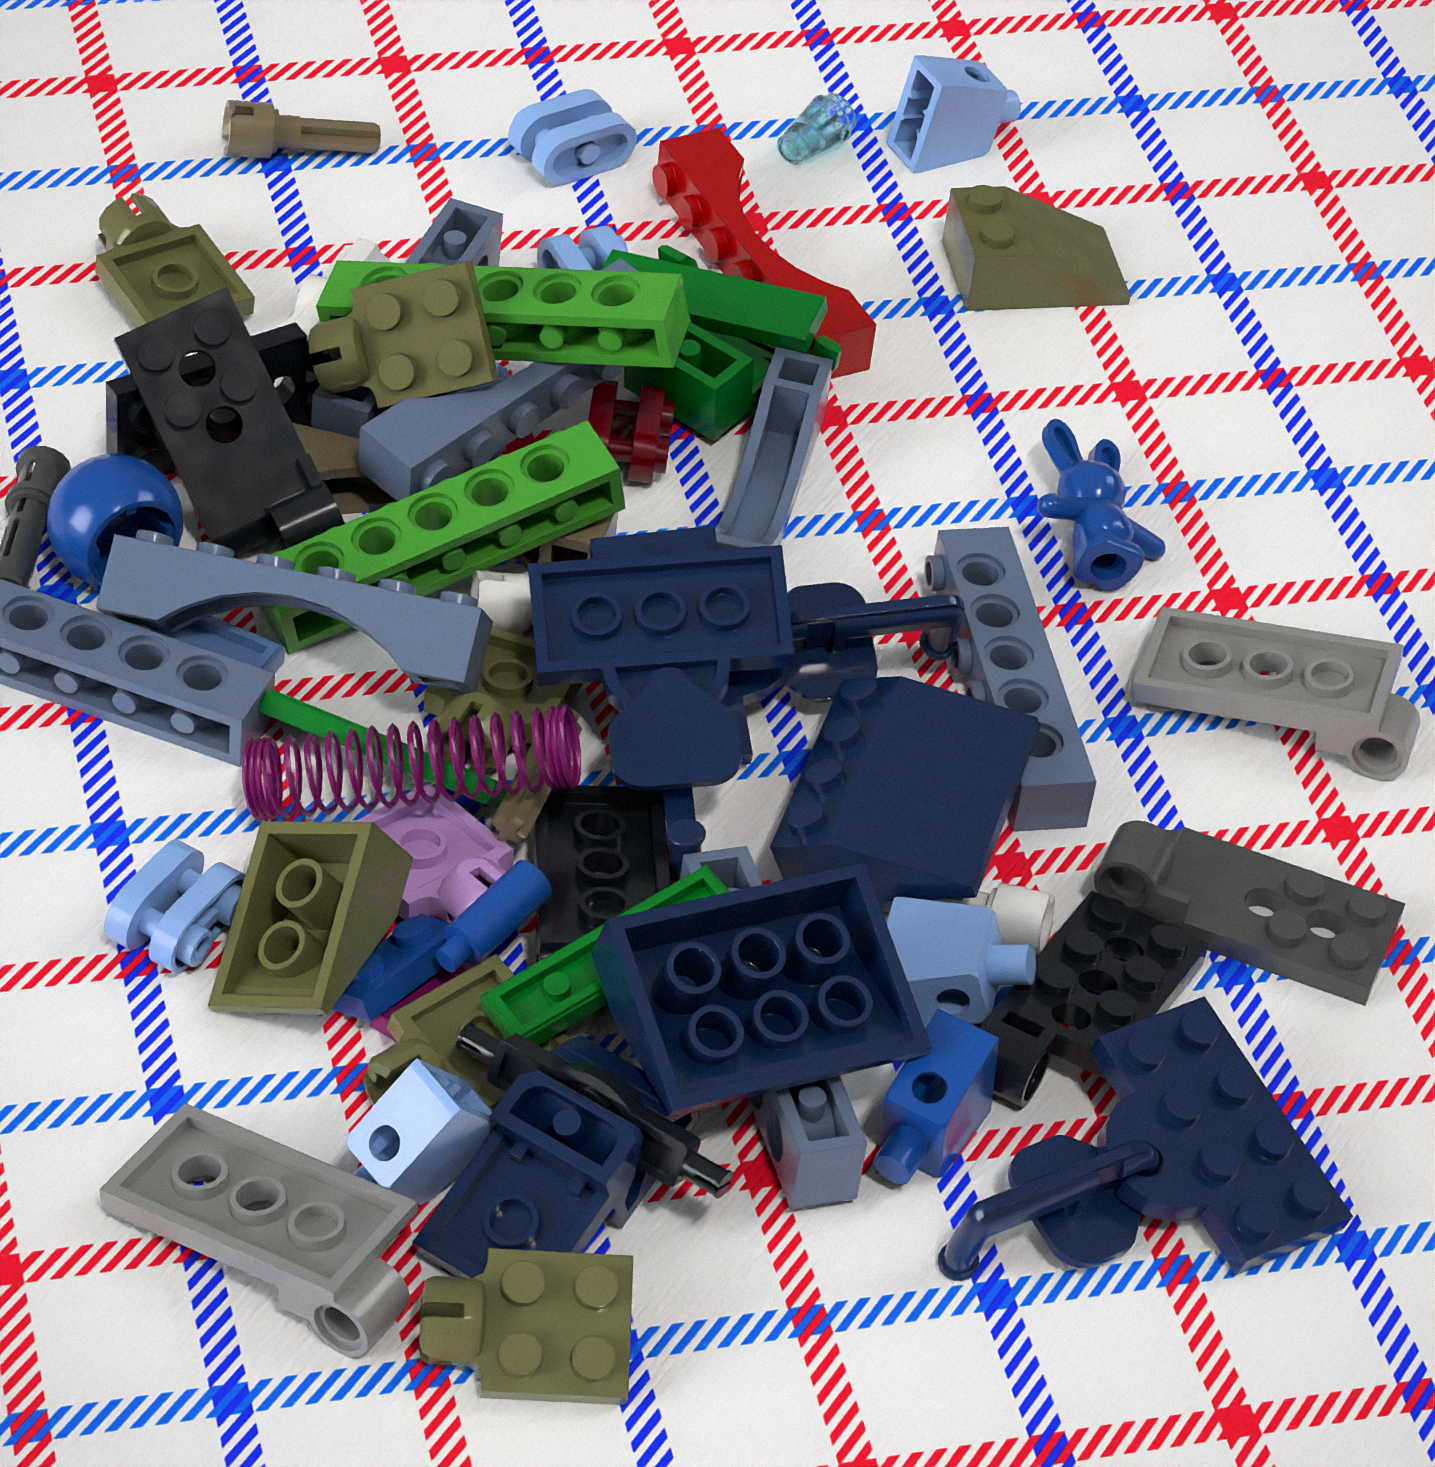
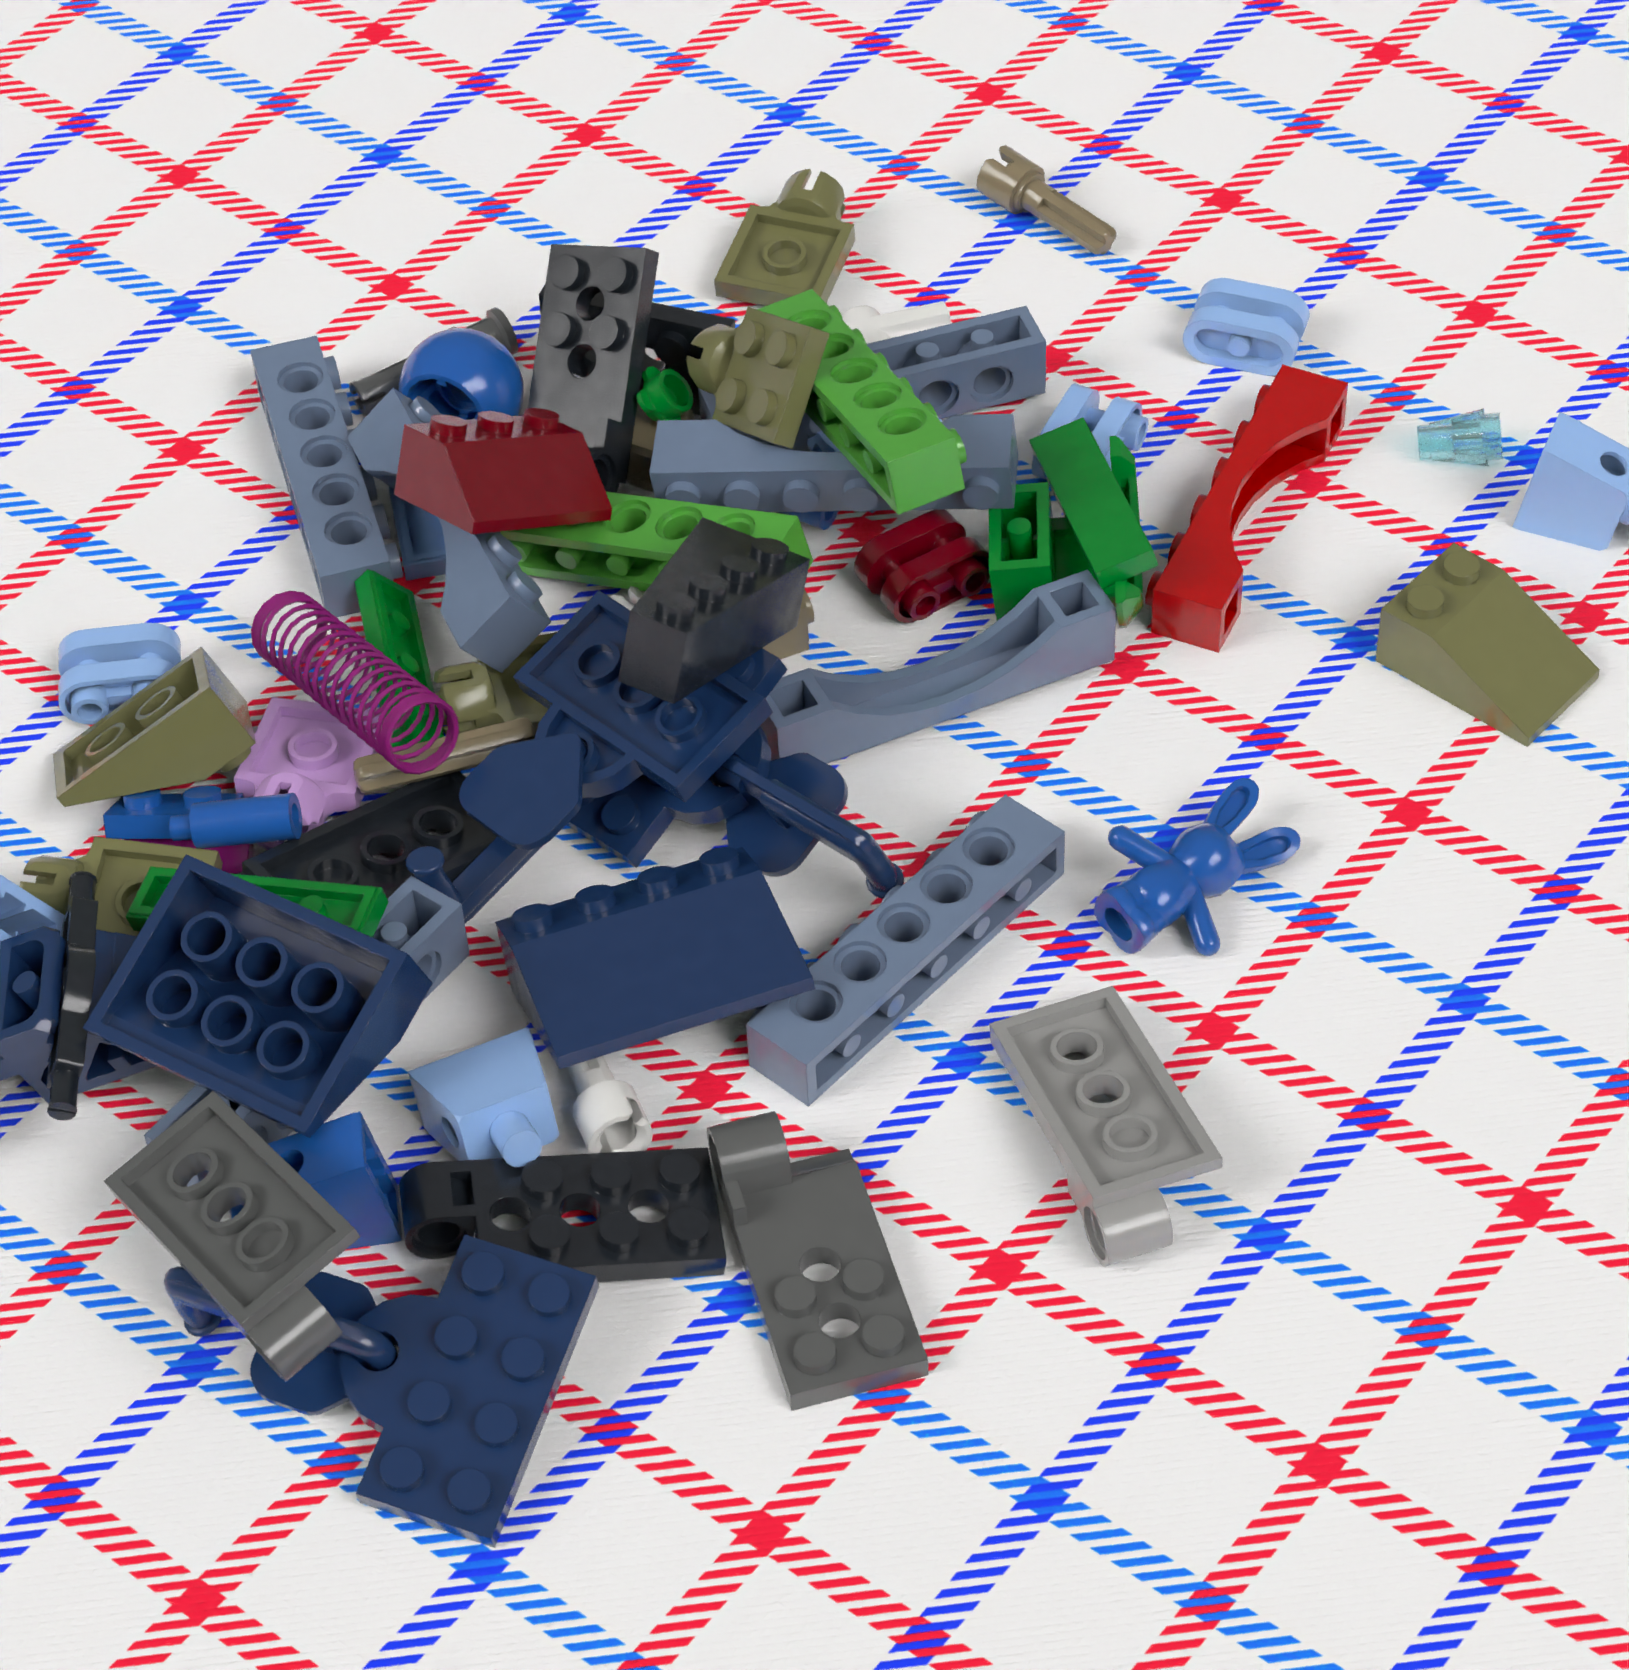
camera: 60 degrees right, 5 degrees up
(309, 418) = (664, 394): none -> green plate
(347, 526) = (501, 472): none -> dark red slope
(658, 510) = (711, 610): none -> black wedge
(1060, 1132) = (260, 1256): none -> dark grey hinge

